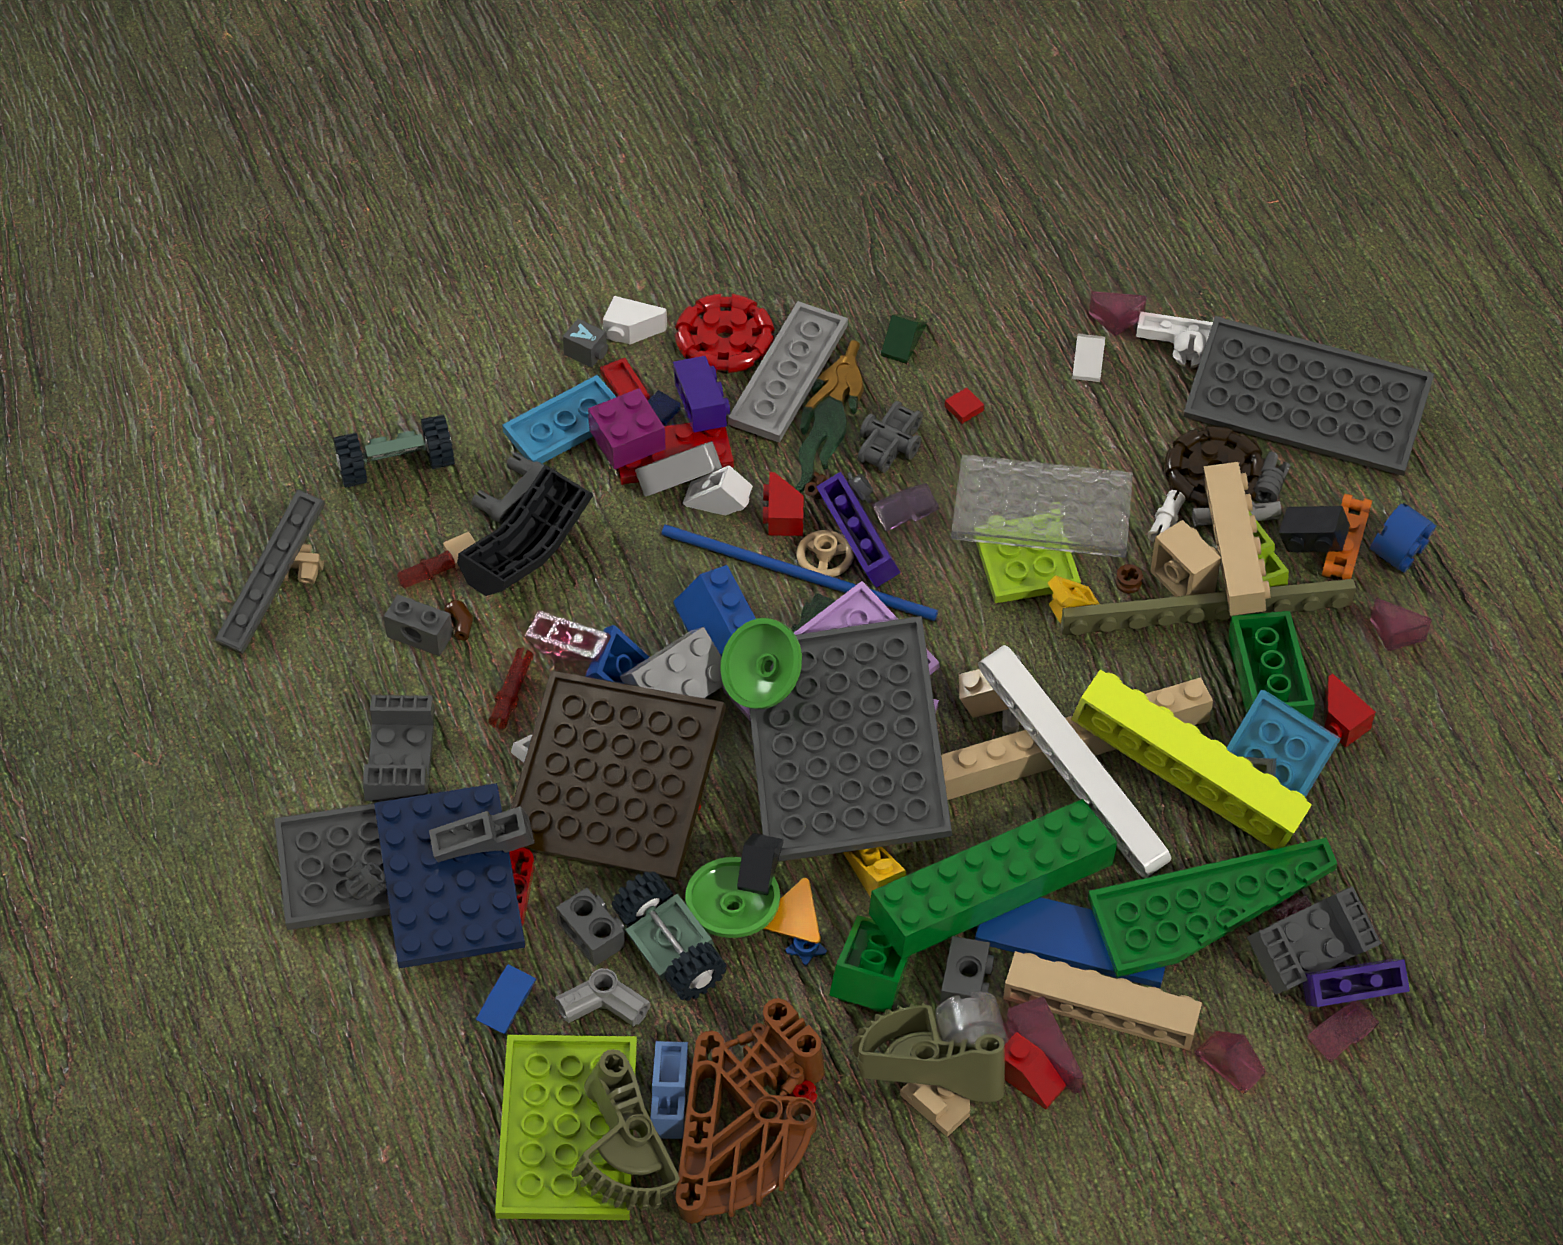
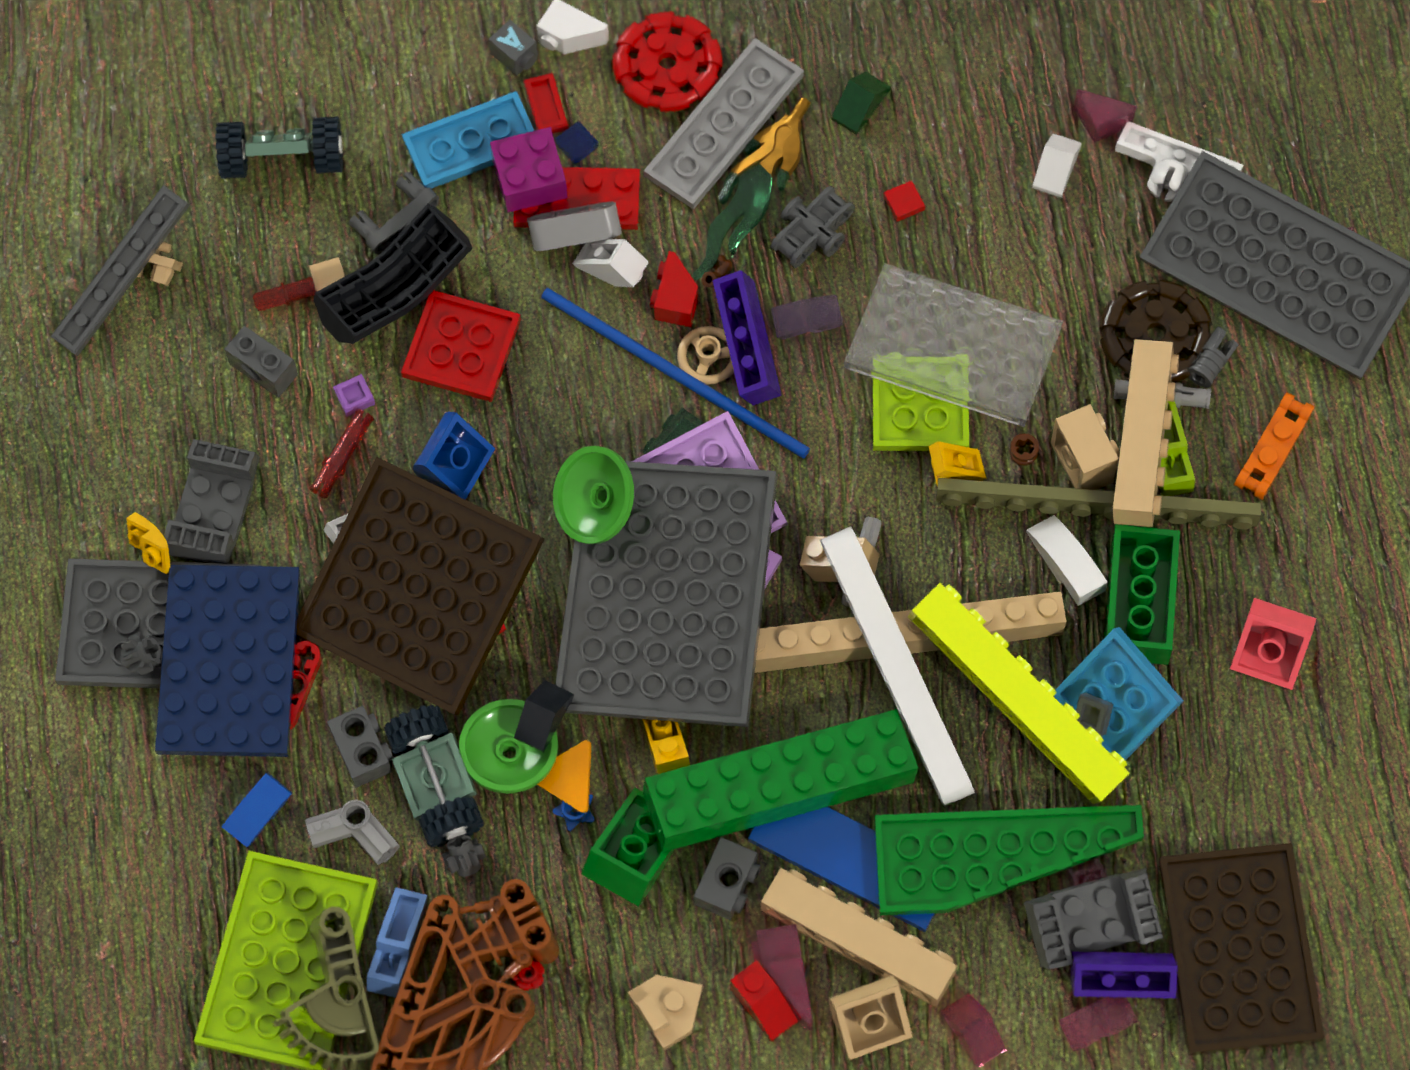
camera: 15 degrees right, 15 degrees up
(349, 787) = (150, 540): none -> yellow slope
(463, 616) = (312, 359): reddish brown arm -> none
(482, 834) = (267, 628): dark grey slope -> none
(508, 640) = (354, 395): none -> medium lavender tile
(566, 638) = (407, 413): clear pink slope -> none
(599, 582) = (461, 345): none -> red plate
(683, 667) = (511, 477): light grey brick -> none
(701, 393) = (620, 138): dark purple brick -> none
(714, 1000) = (463, 855): none -> dark grey gear
(715, 604) = (572, 410): blue slope -> none
(861, 486) = (765, 283): dark grey plate -> none
(922, 1058) = (695, 990): olive arm -> none
(969, 1018) = (713, 943): clear brick -> none
(1134, 1063) = (870, 1017): none -> tan brick
(1167, 514) = (1085, 382): white pin -> none
(1197, 657) = (1067, 560): none -> white slope
(1314, 529) = (1237, 433): black brick -> none
(1345, 712) = (1207, 660): red slope -> none
(1398, 625) = (1297, 566): clear pink slope -> none
(1399, 690) = (1273, 643): none -> coral slope
(1402, 537) = (1330, 462): blue brick -> none
(1456, 945) = (1241, 949): none -> dark brown plate

